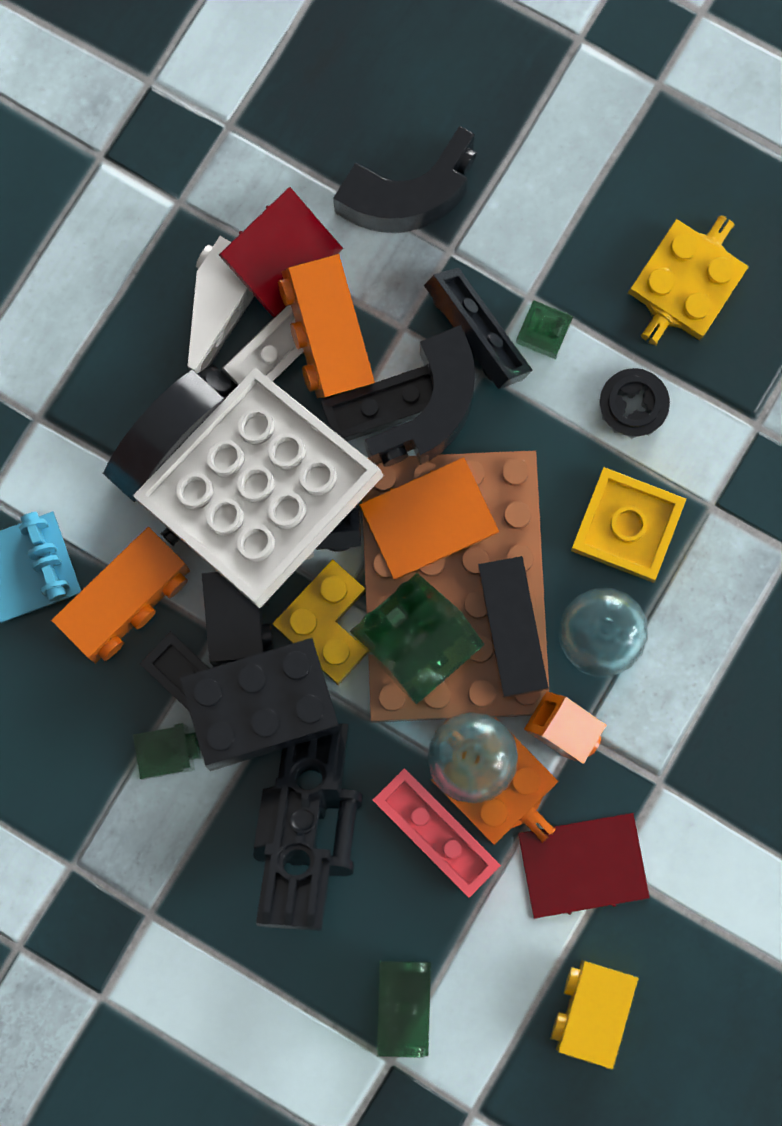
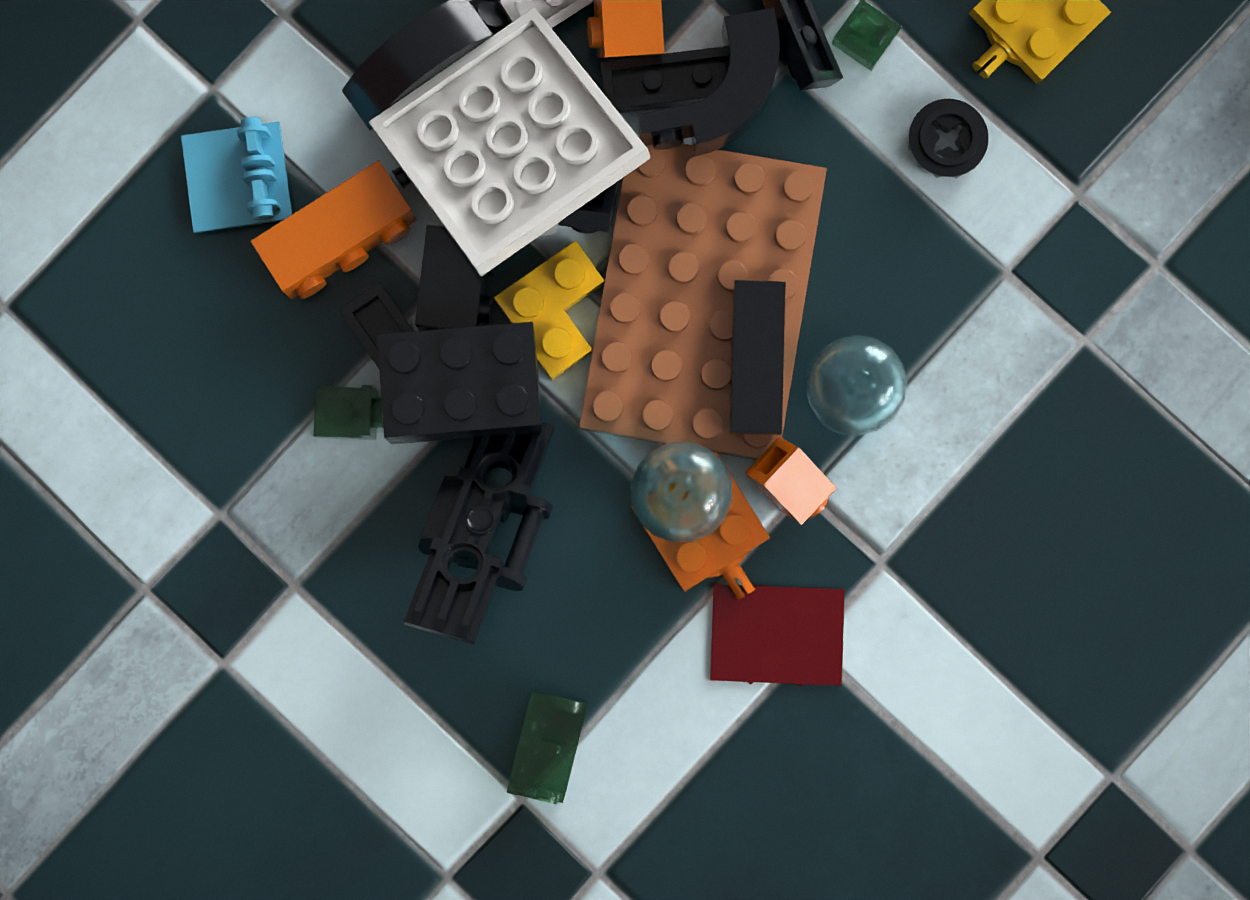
camera: 10 degrees right, 5 degrees up
(417, 637) = (650, 346): clear green slope -> none
(429, 518) = (691, 218): orange window -> none
(436, 833) = (624, 565): coral plate -> none
(594, 1013) = (753, 797): yellow brick -> none
(628, 525) = (911, 272): yellow plate -> none

